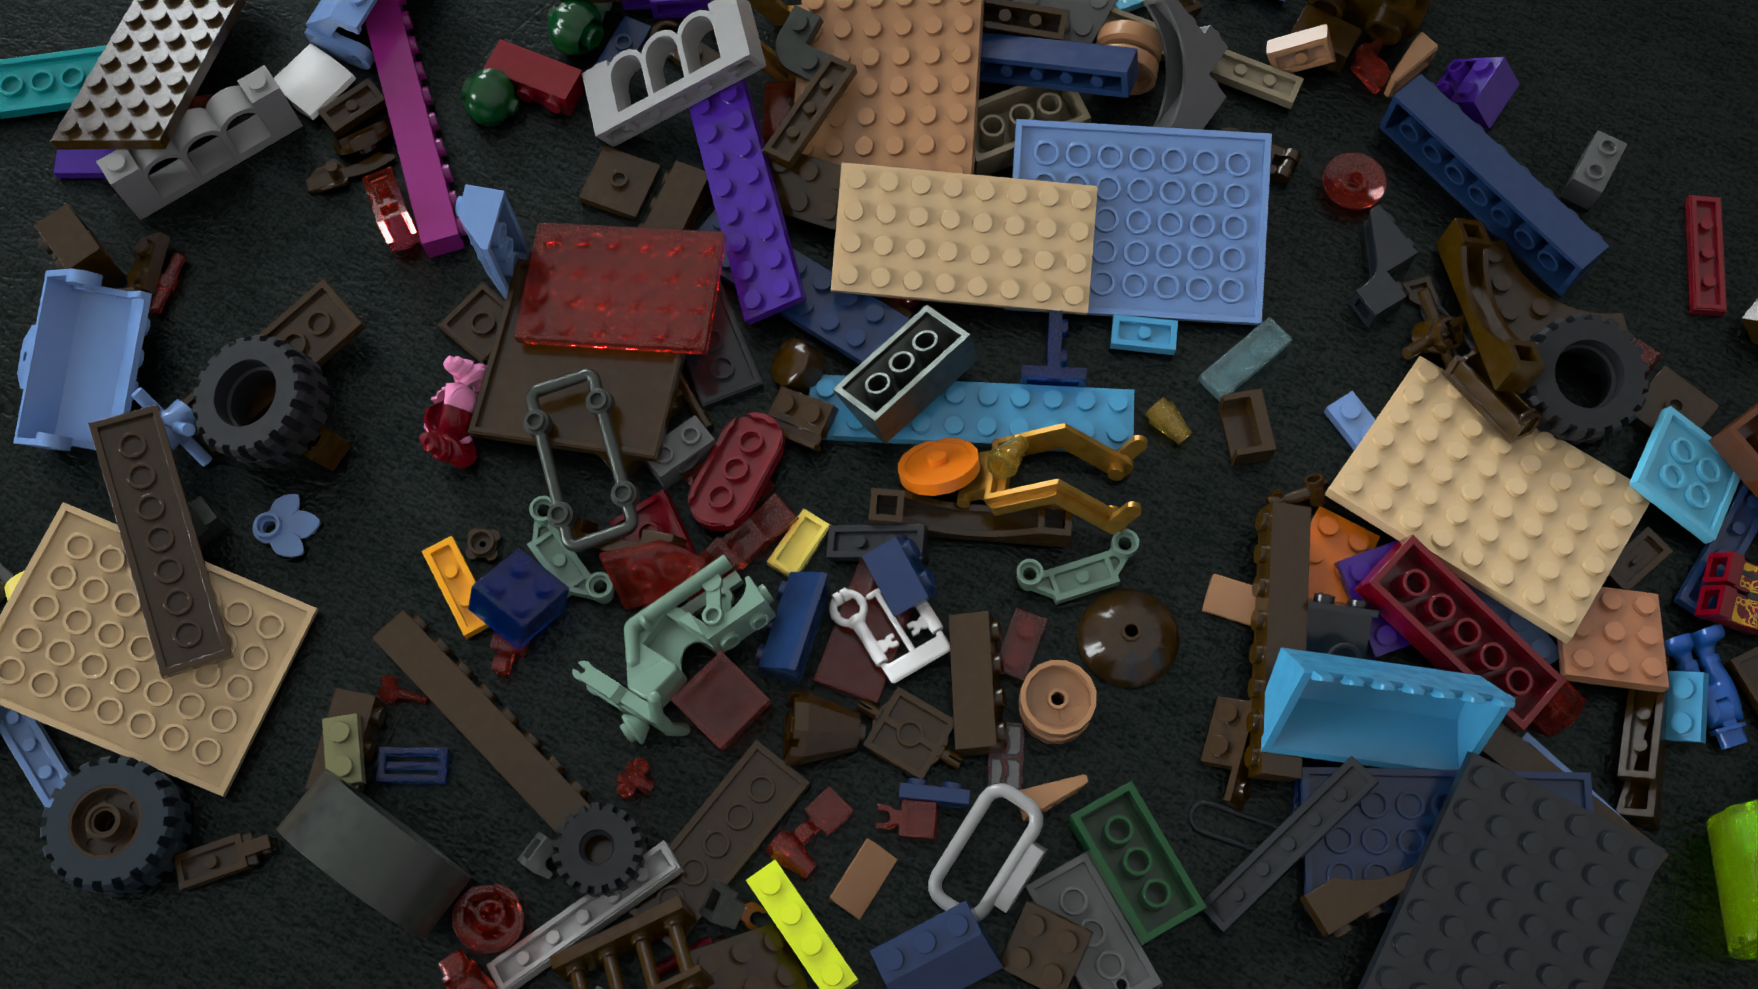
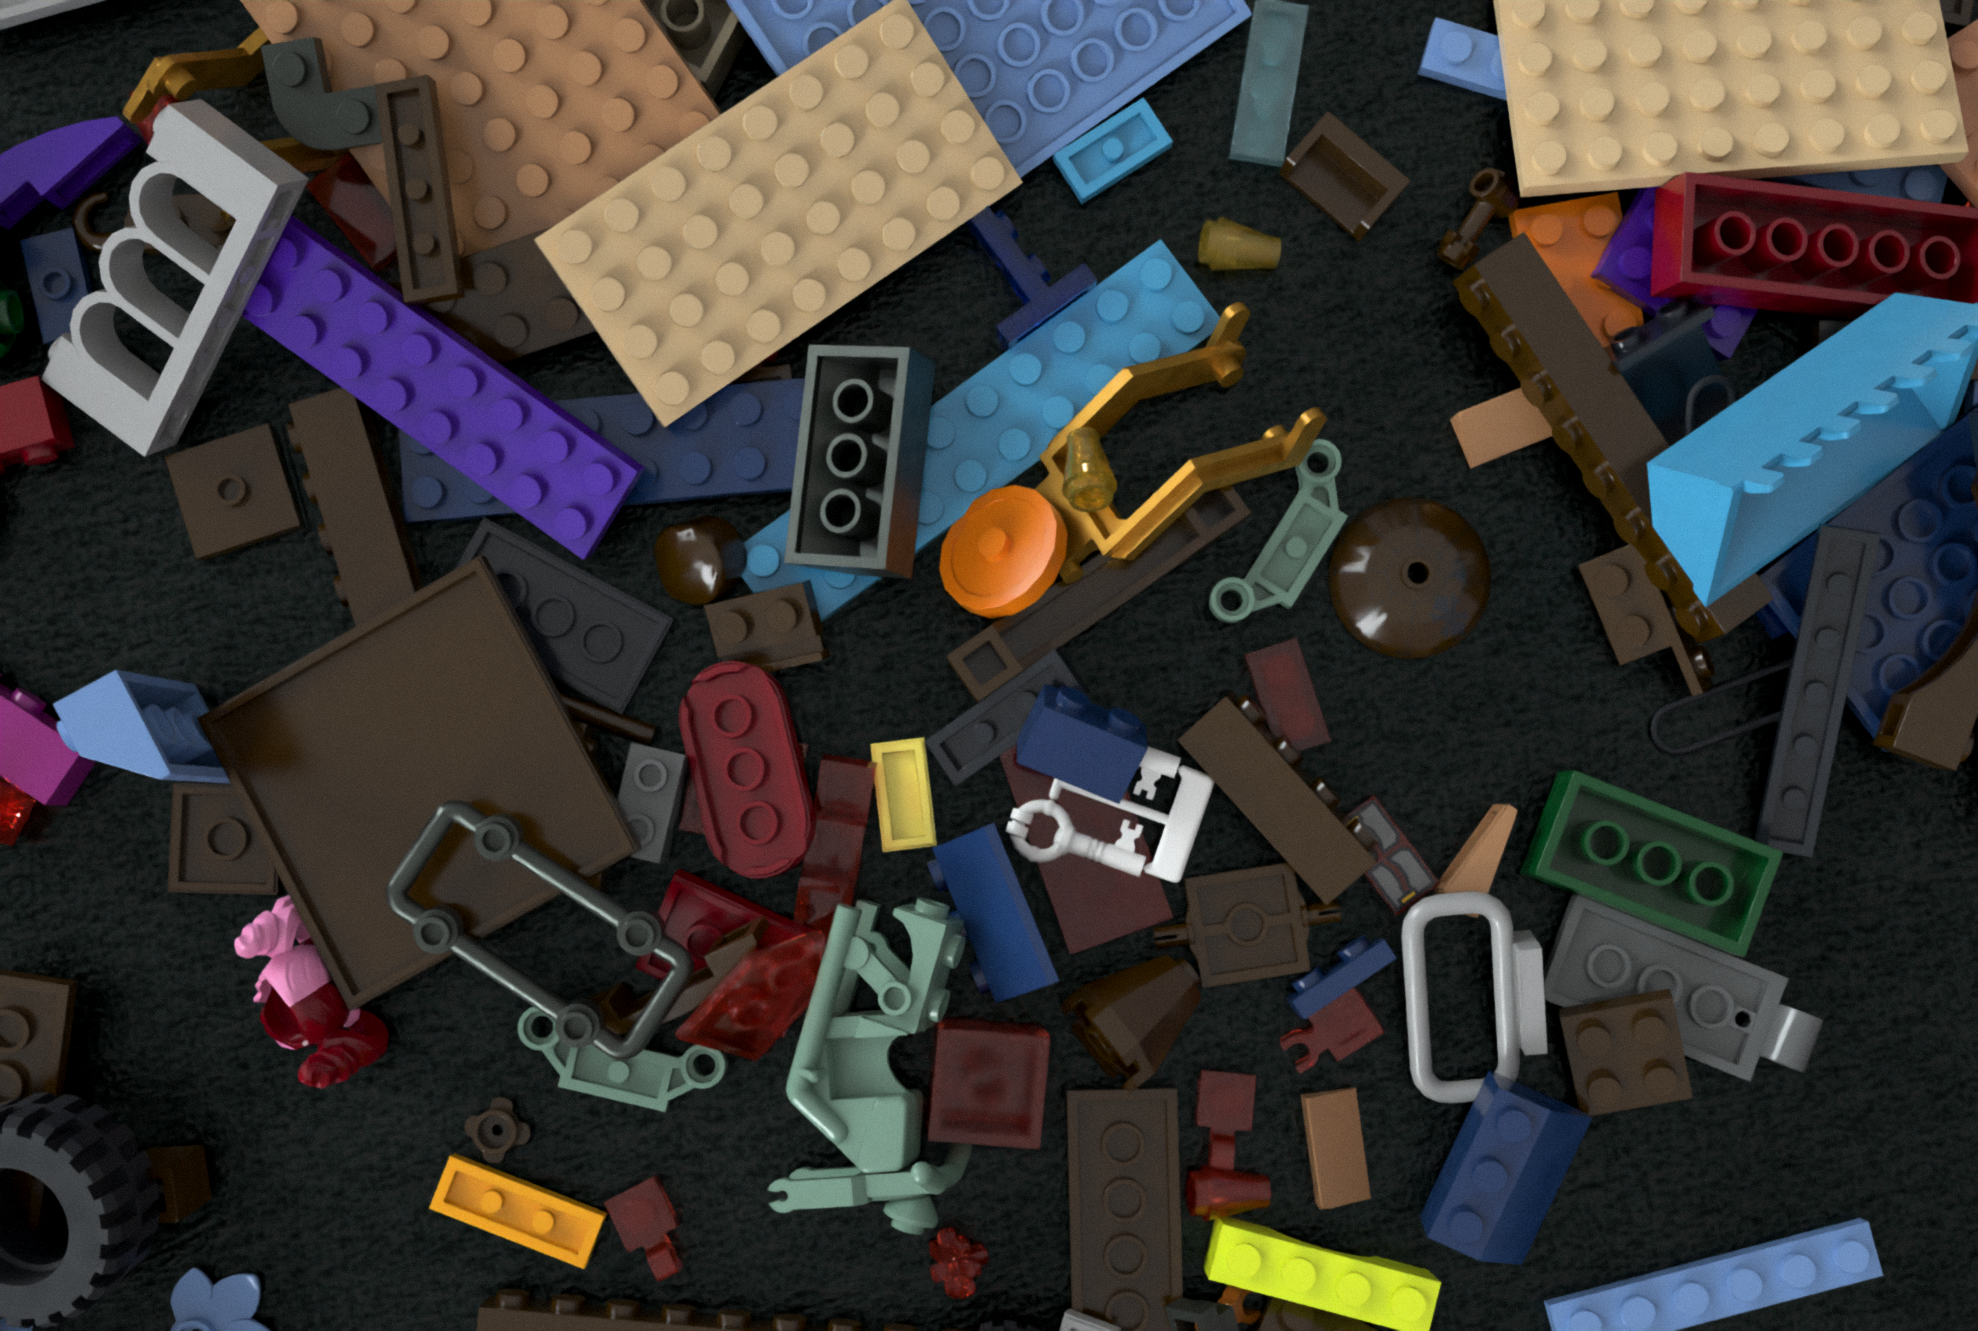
camera: 45 degrees left, 15 degrees up
(518, 598) = (614, 1168): clear blue brick -> none
(621, 288) = (381, 652): clear red plate -> none
(1056, 722) = (1410, 709): medium nougat wheel -> none

